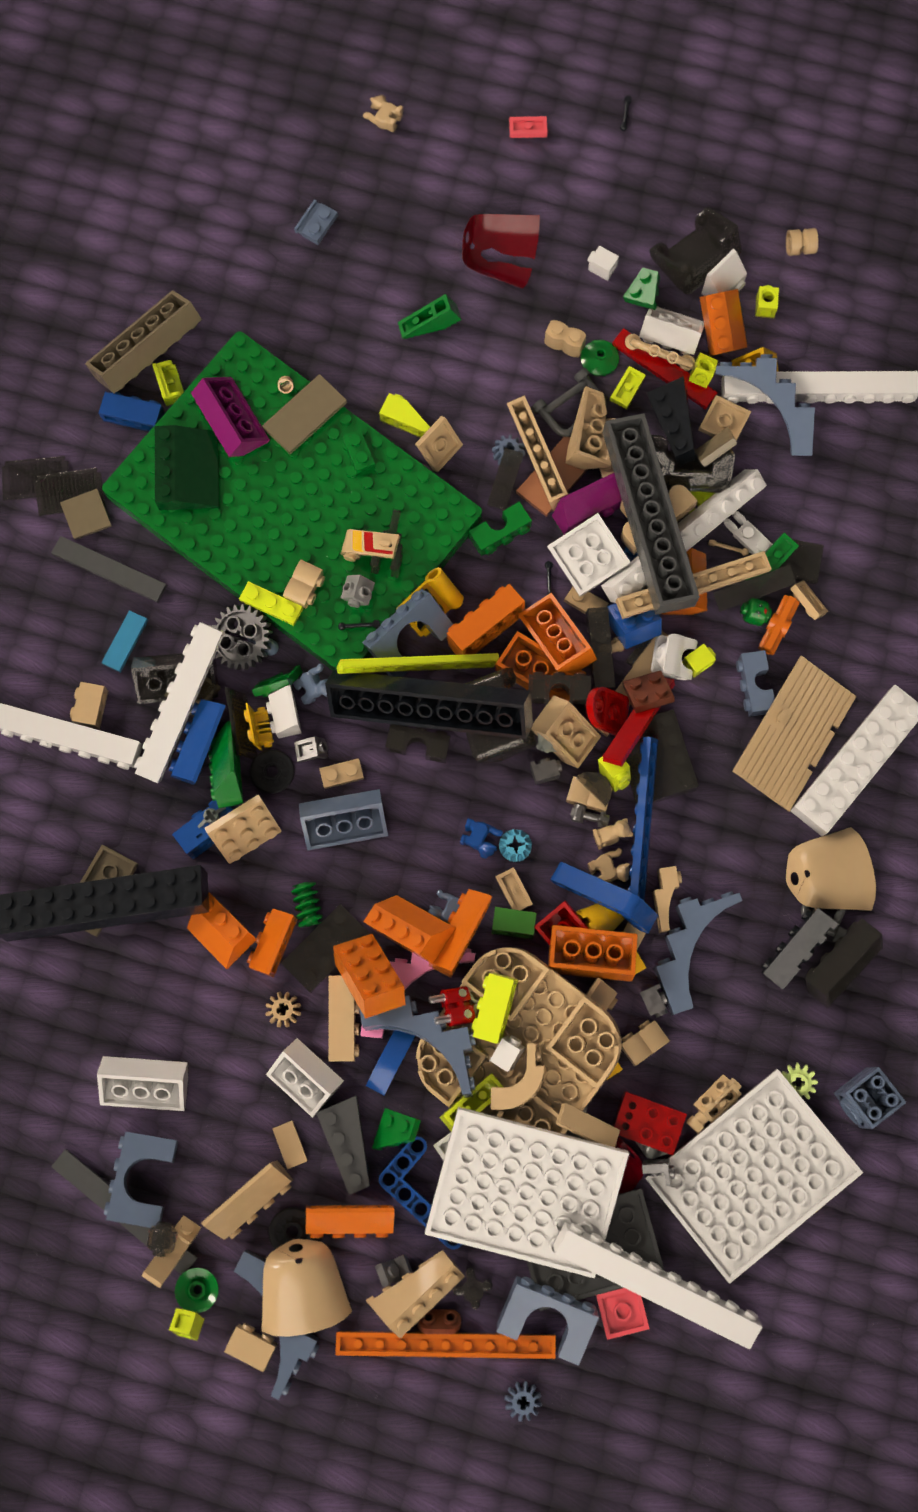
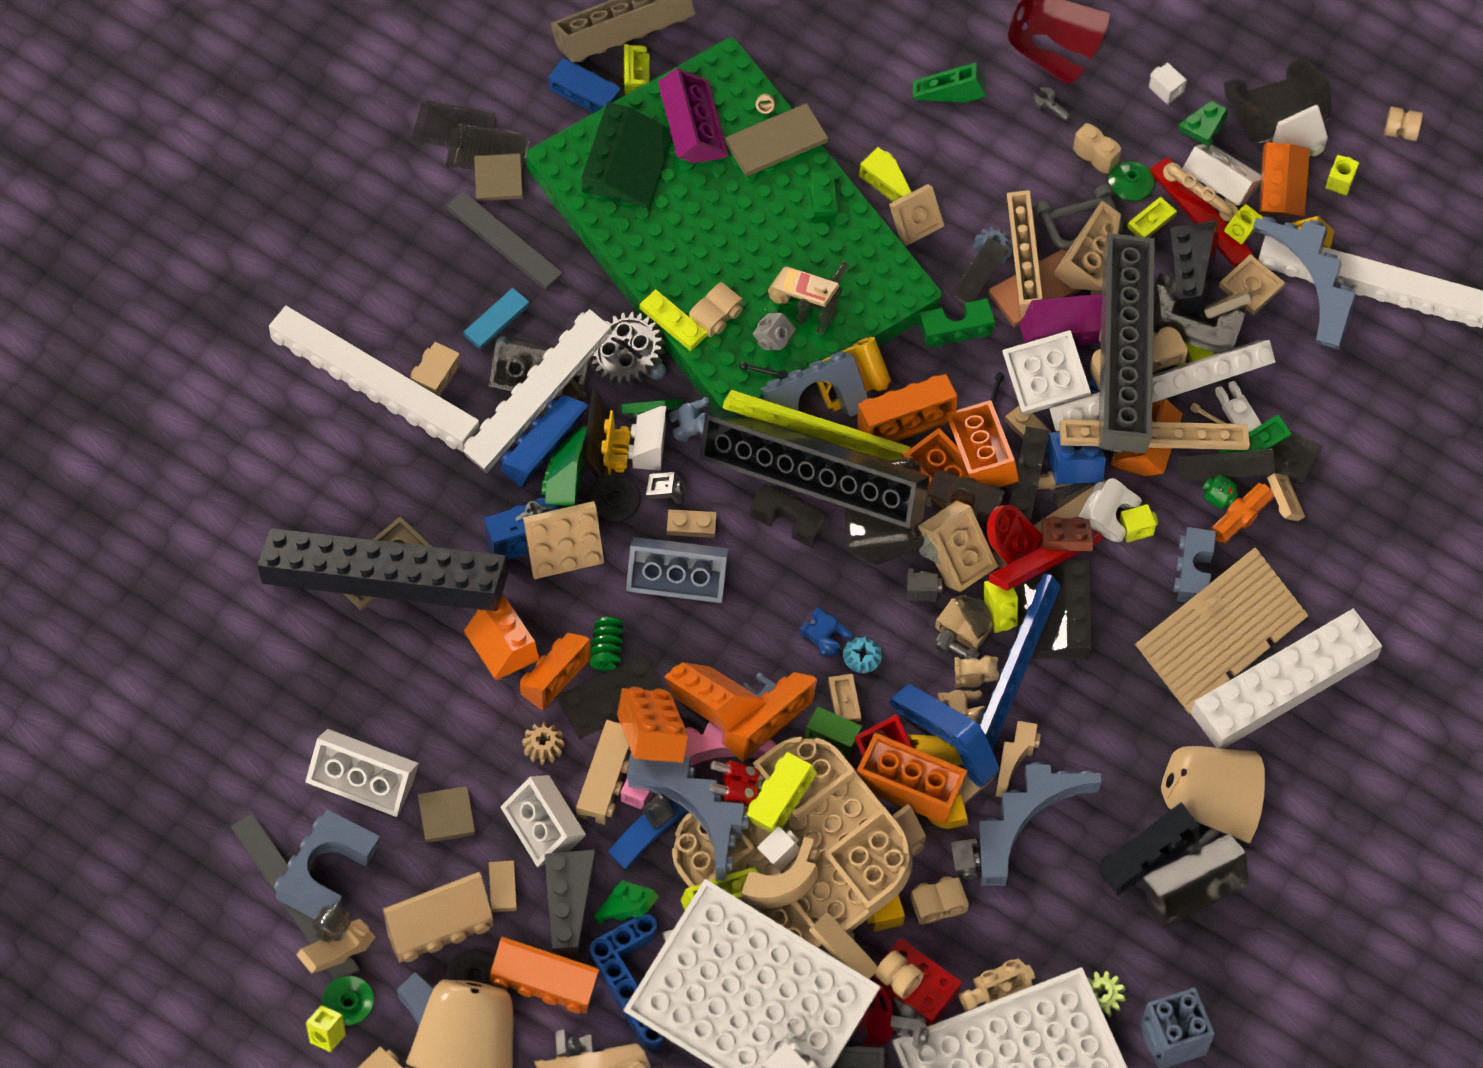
camera: 15 degrees right, 15 degrees down
(224, 1096) = (446, 814): none -> dark tan tile
(397, 1045) = (658, 811): none -> clear smoke plate
(513, 308) = (1049, 103): none -> flat silver bar
(637, 1130) = (902, 976): none -> tan wheel

